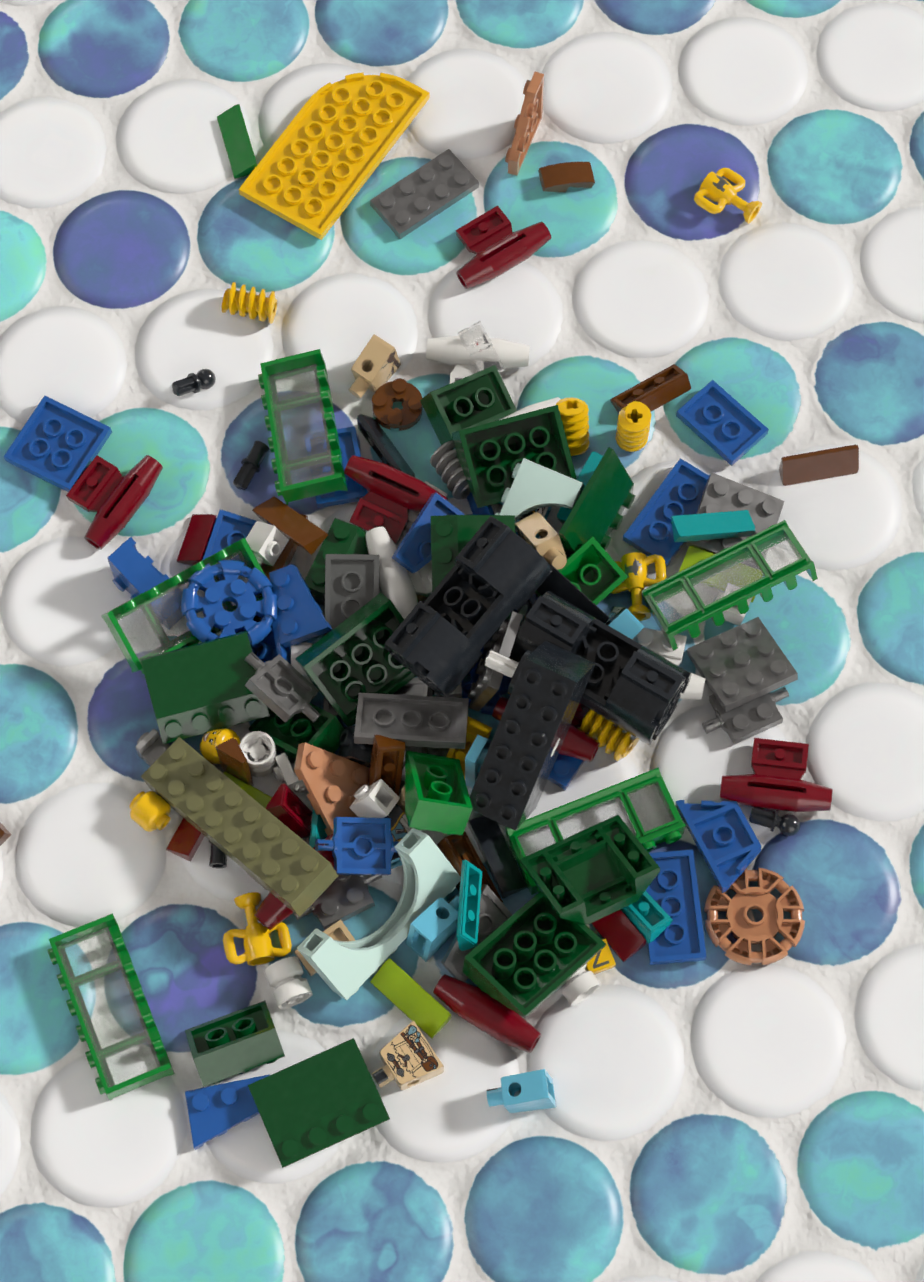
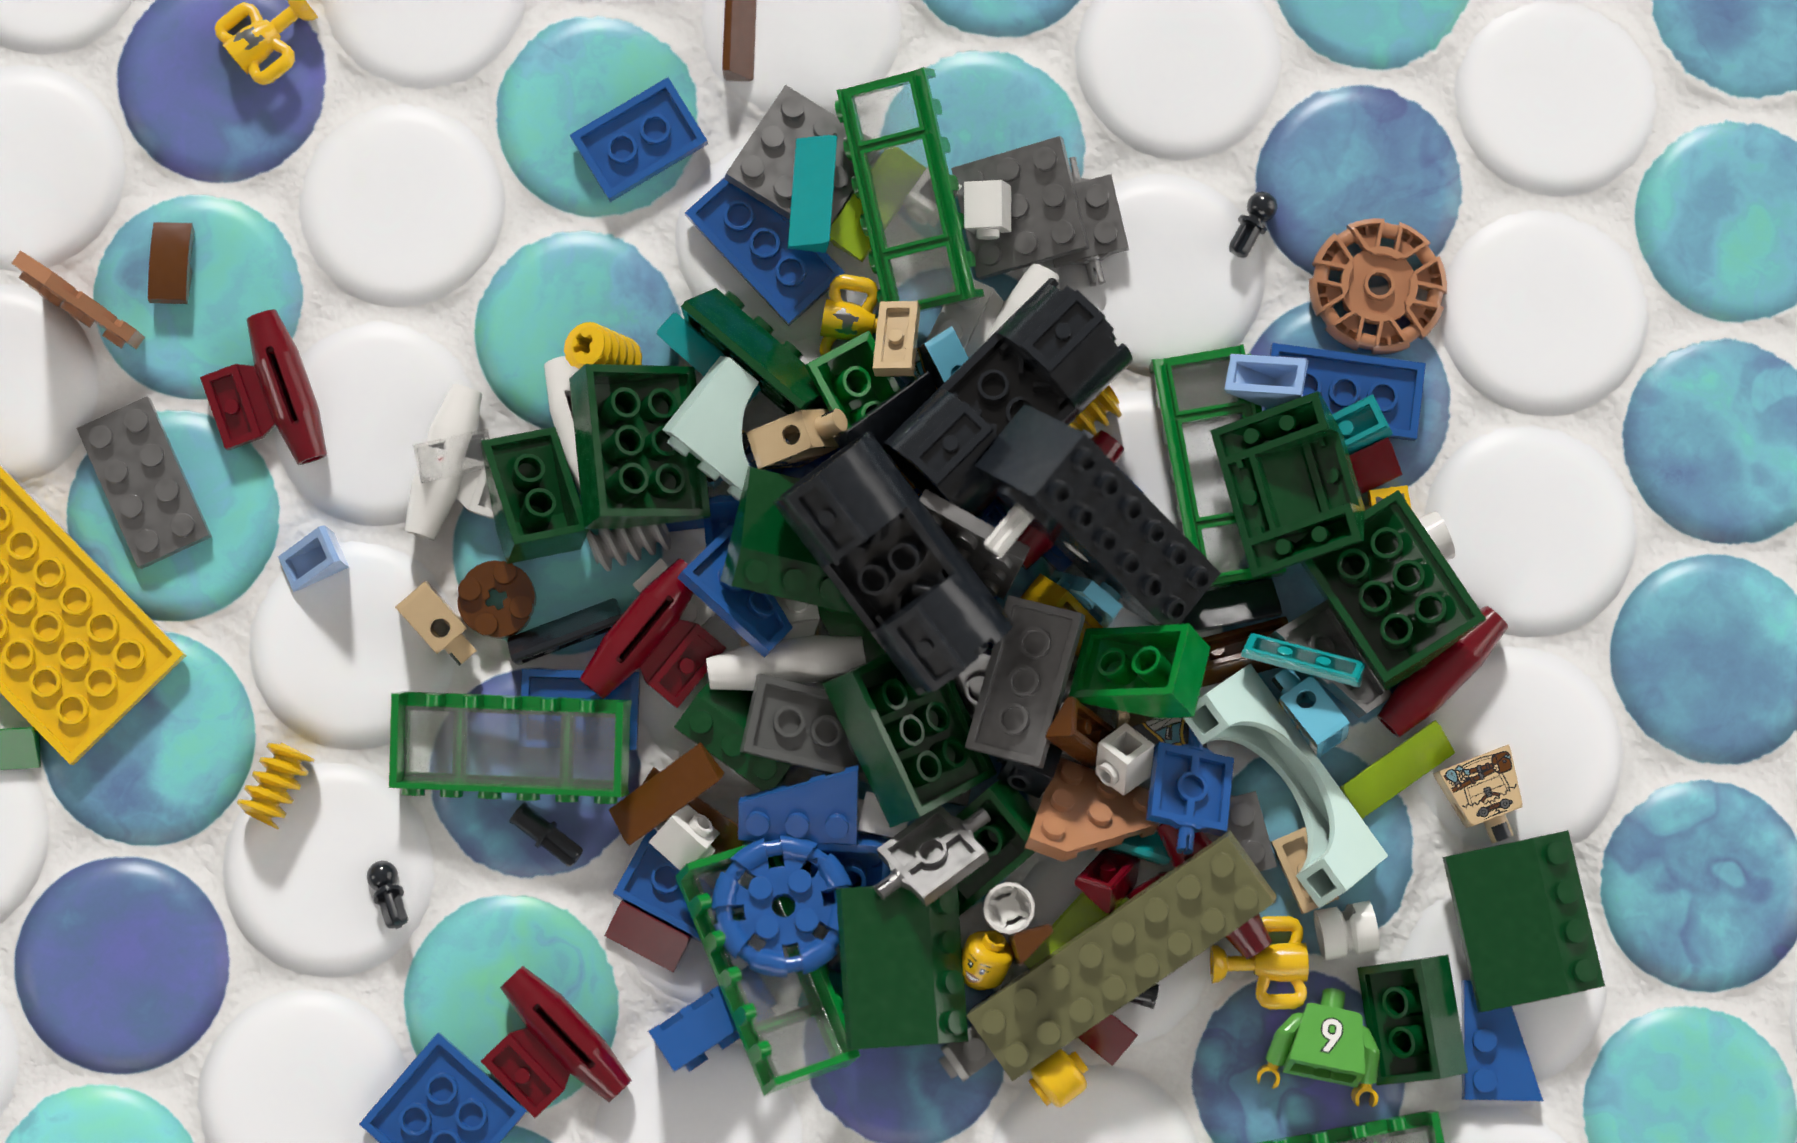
camera: 80 degrees left, 15 degrees up
(204, 984) = (1326, 1046): none -> bright green torso
(285, 773) = (1041, 877): white bracket -> none
(400, 296) = (313, 558): none -> light blue slope
(535, 1094) = (1558, 630): medium azure torso -> none
(626, 593) = (896, 338): none -> tan plate
(633, 426) = (626, 265): yellow piece -> none
(655, 390) = (564, 228): reddish brown slope -> none
(663, 838) = (1266, 379): none -> light blue slope
(721, 837) = (1263, 300): blue wing -> none
(732, 634) = (987, 208): none -> white brick
(777, 780) = (1199, 206): dark red plate -> none

